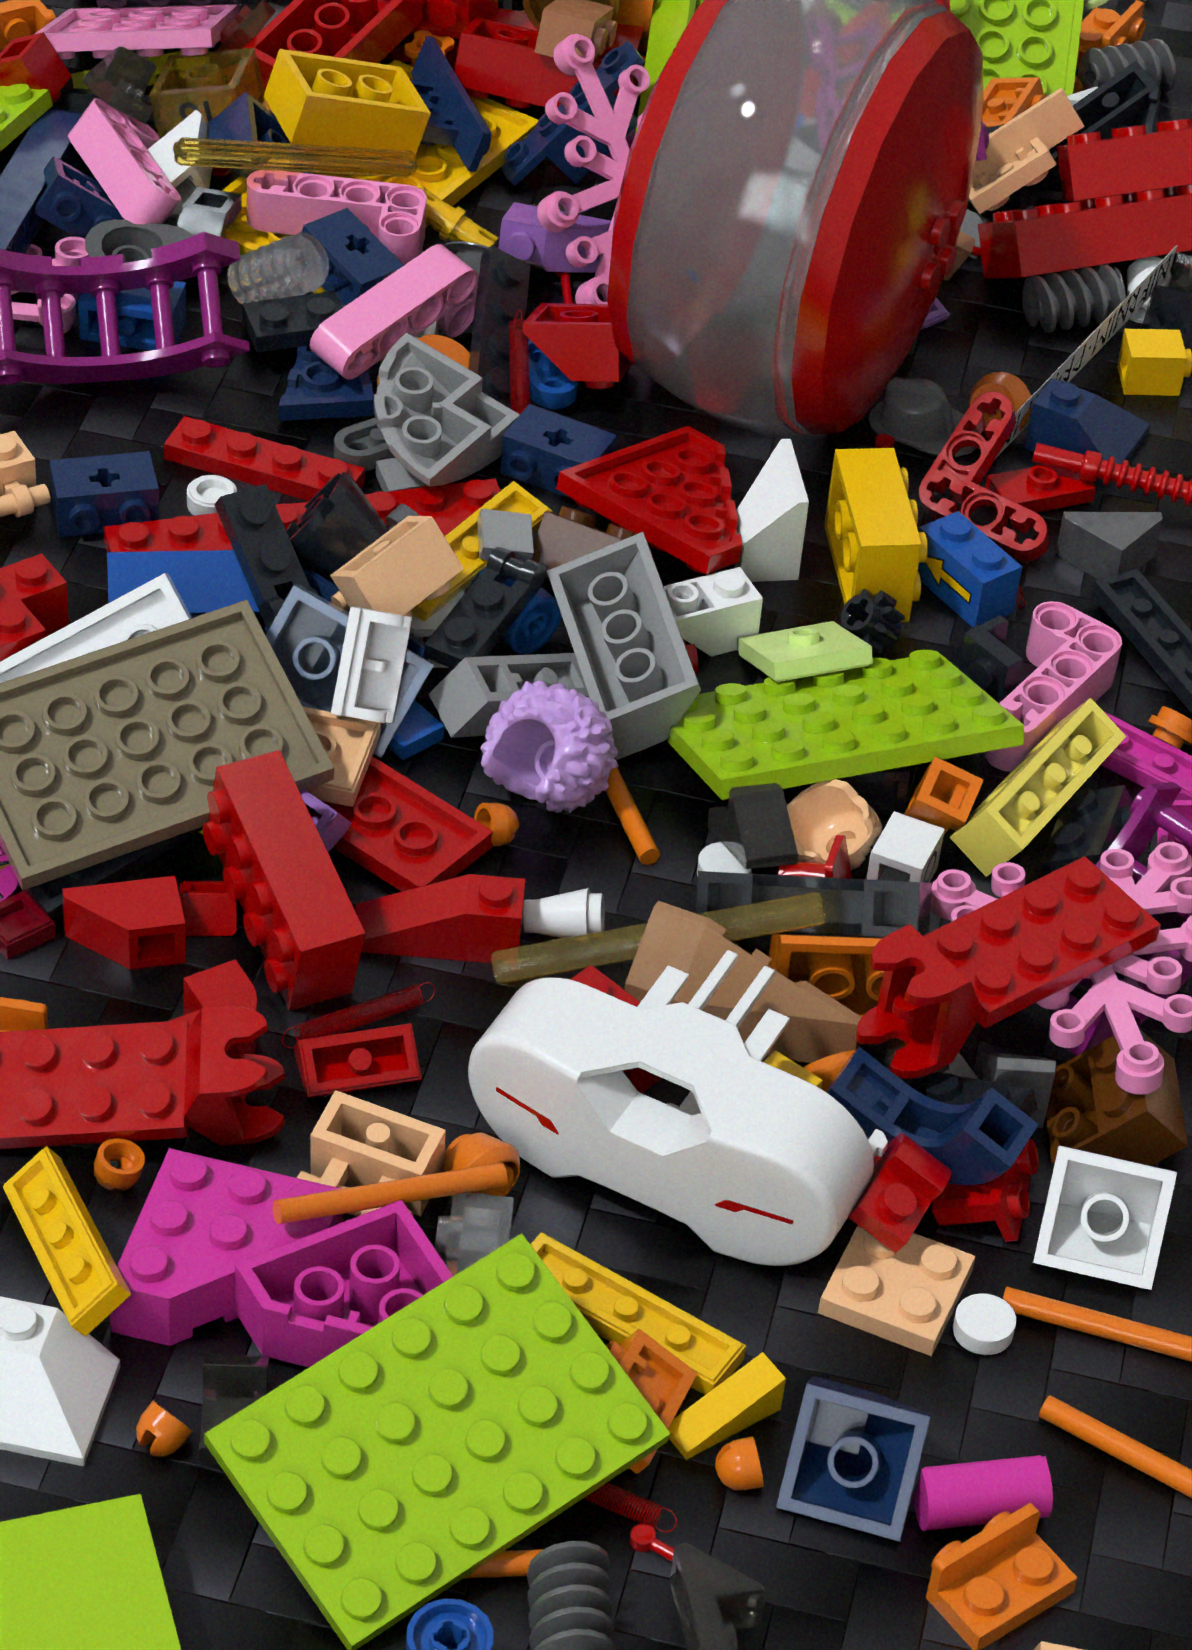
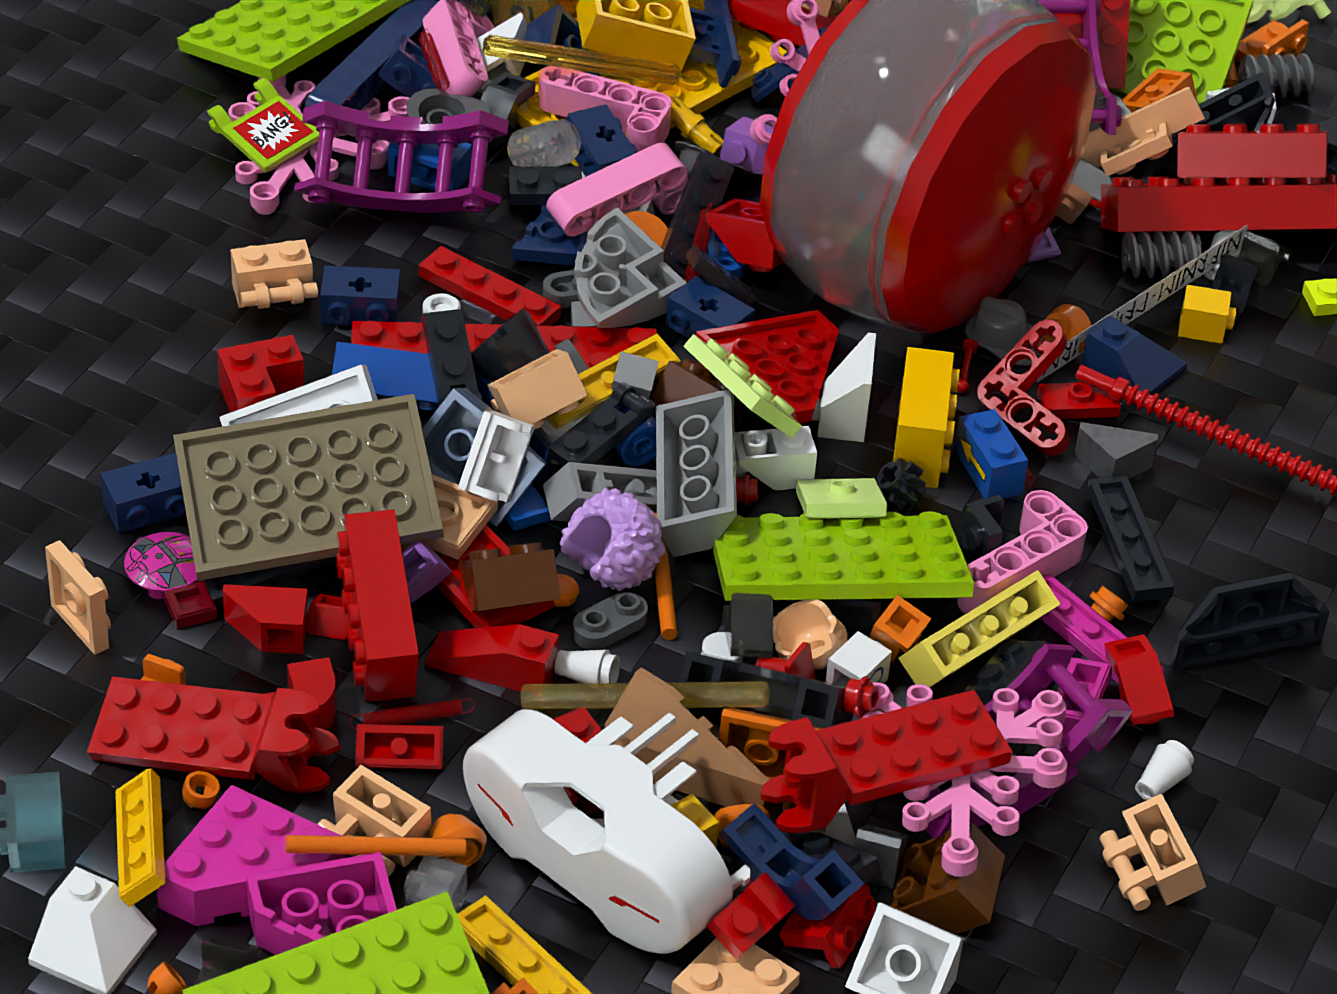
camera: 15 degrees right, 0 degrees up
(98, 169) = (433, 50): none -> red piece
(435, 815) = (510, 579): none -> reddish brown slope
(554, 398) = (719, 276): none -> black tile
(568, 852) = (613, 620): none -> dark grey plate
(652, 518) = (751, 391): none -> yellowish green plate
(942, 890) = (860, 696): none -> red plate

